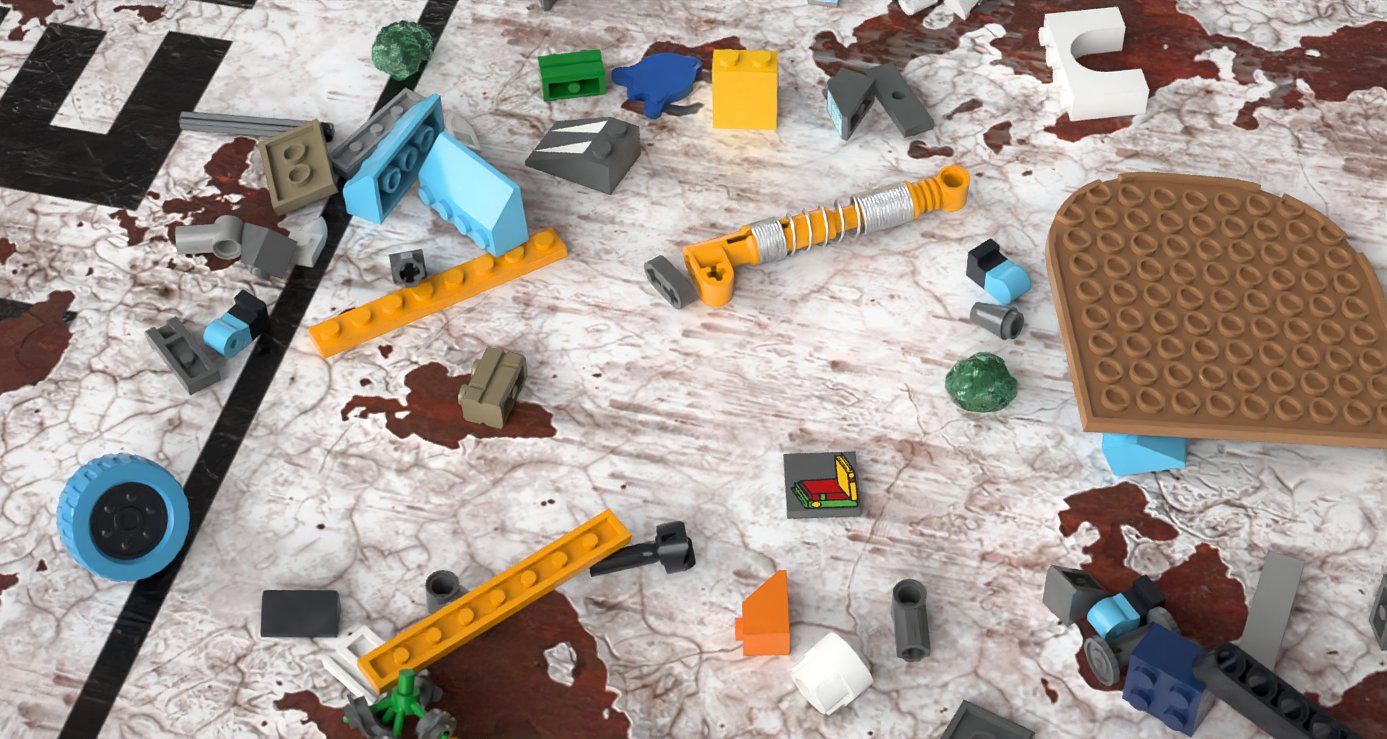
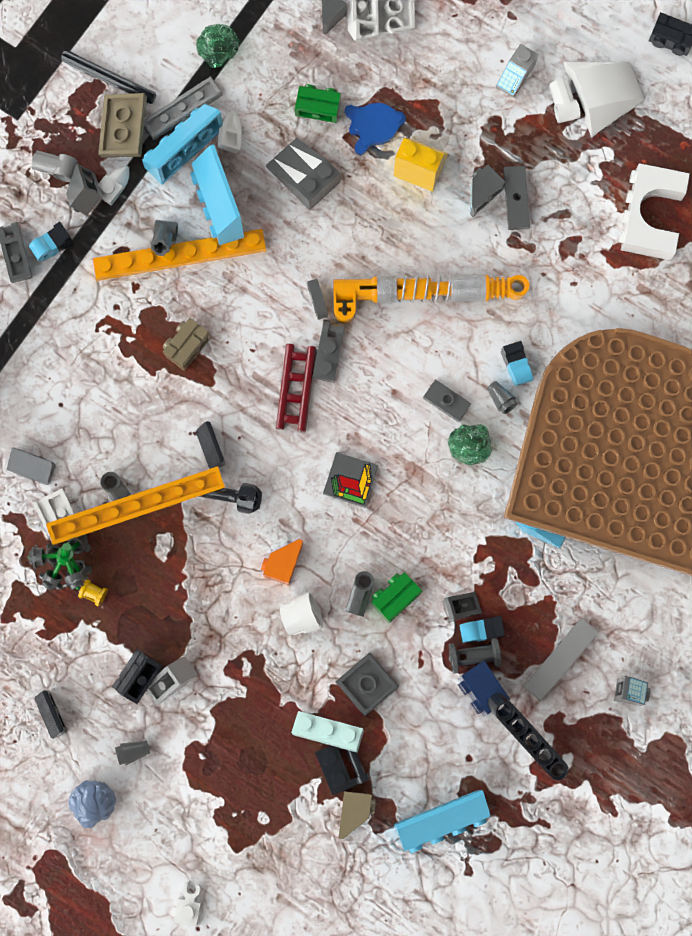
camera: 15 degrees right, 30 degrees up
(579, 496) = (210, 445): none -> black slope
(673, 413) = (286, 397): none -> dark red bar
(714, 341) = (328, 352): none -> dark grey plate
(918, 348) = (447, 400): none -> dark grey plate
(968, 610) = (395, 597): none -> green brick

